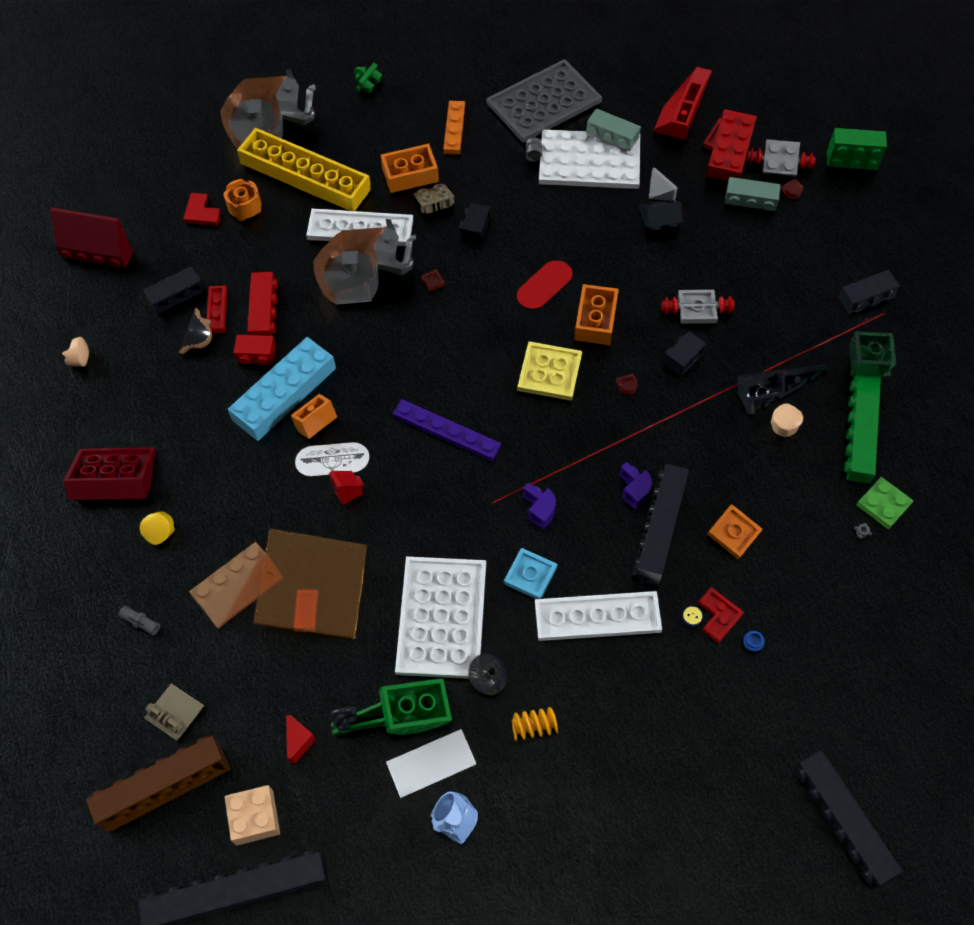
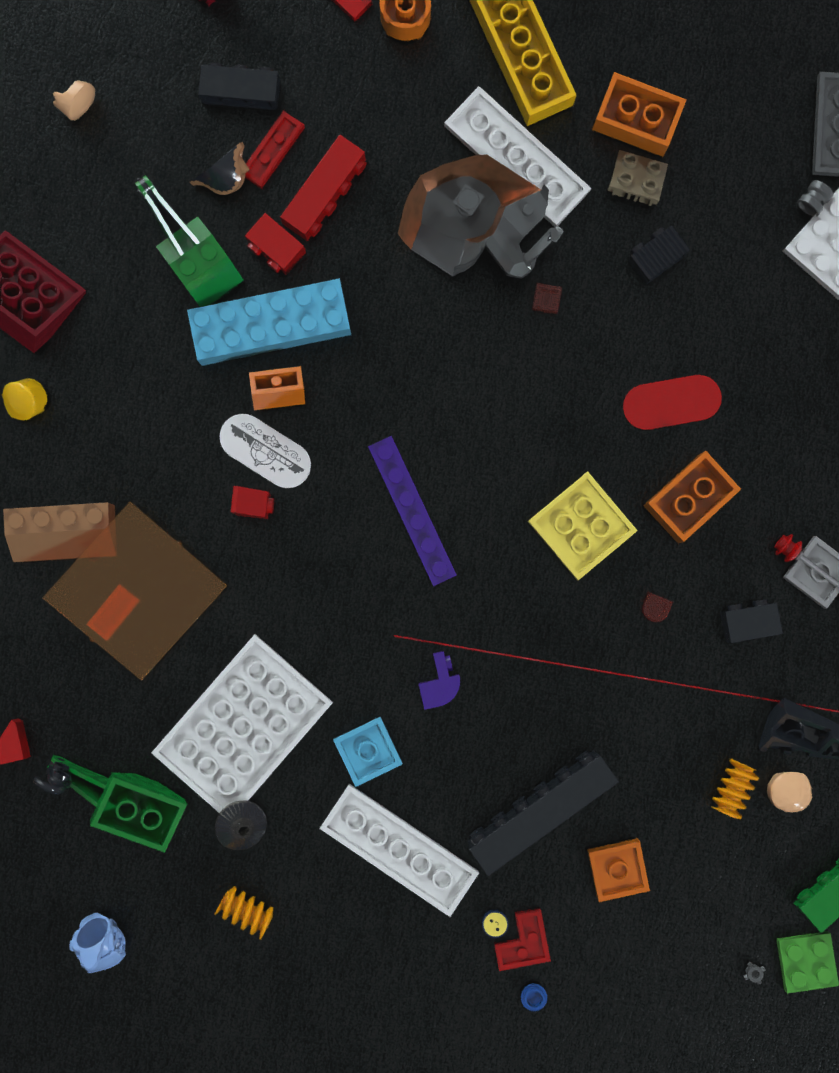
camera: 35 degrees right, 25 degrees up
(207, 380) = (192, 253): none -> green slope
(430, 763) = (123, 866): white sticker -> none
(454, 127) = (747, 84): orange plate -> none
(639, 485) = (562, 745): dark purple brick -> none
(756, 438) = (735, 789): none -> light orange piece

